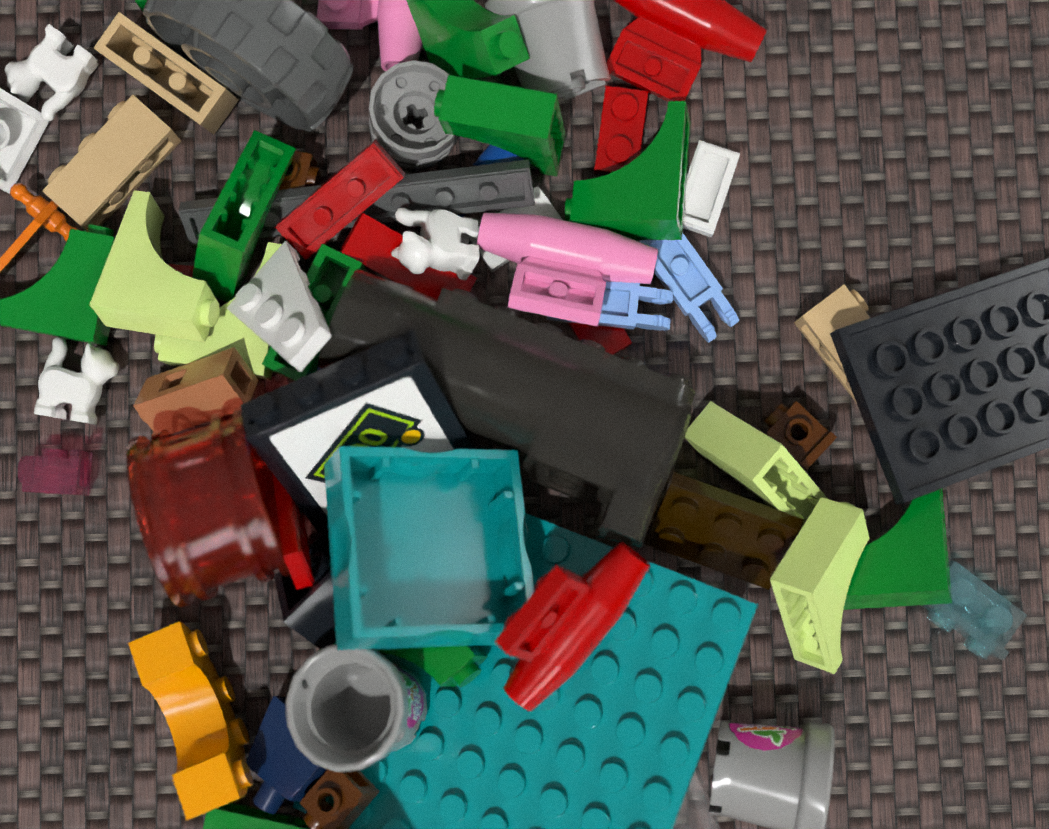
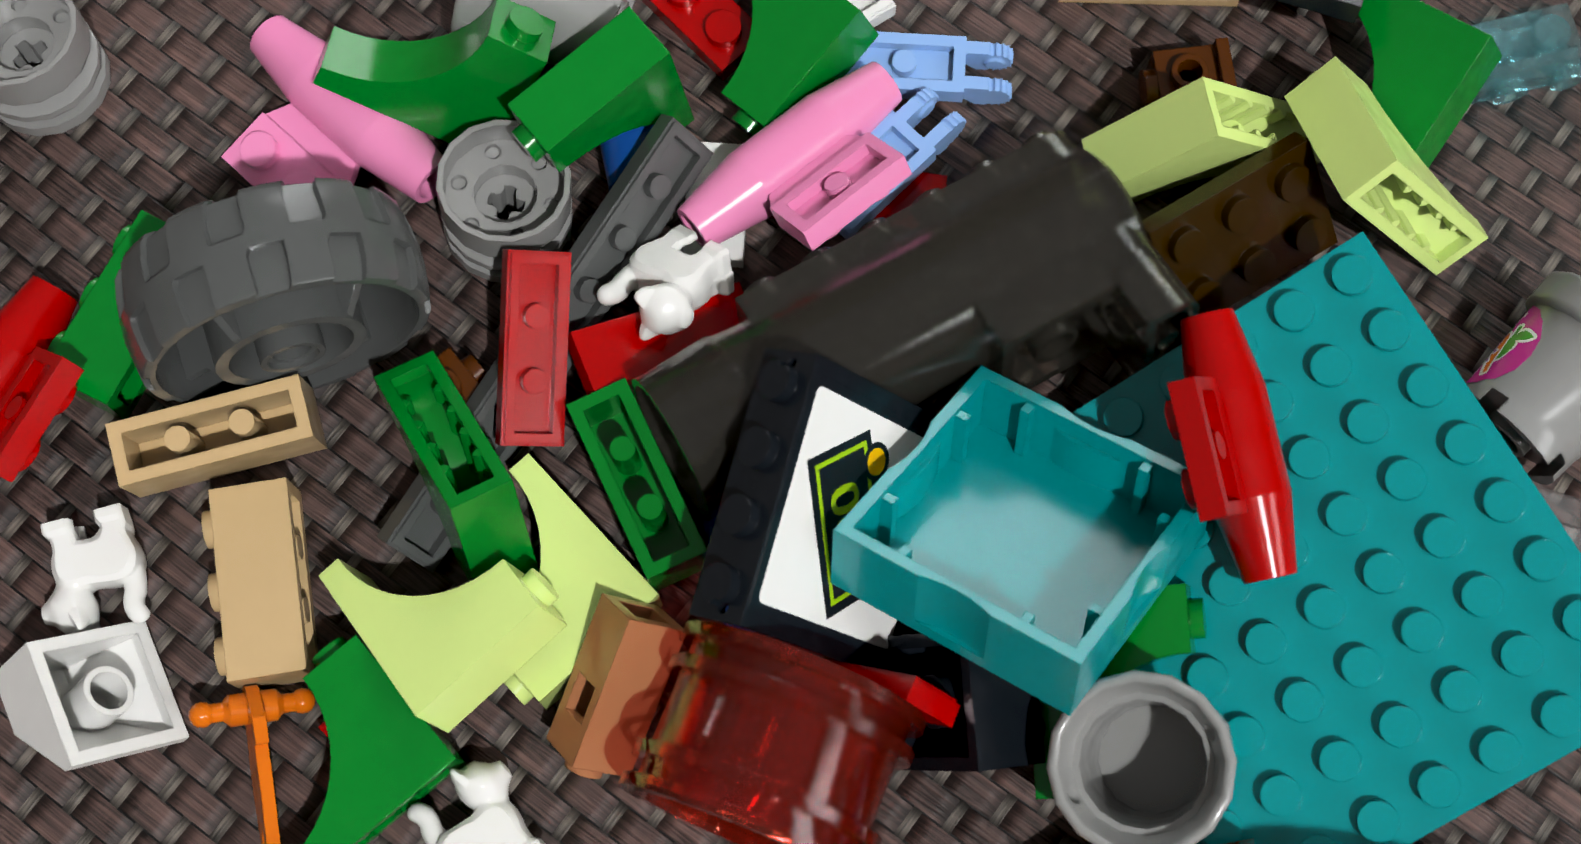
camera: 50 degrees left, 10 degrees down
(282, 309) = (611, 497): white wing -> none

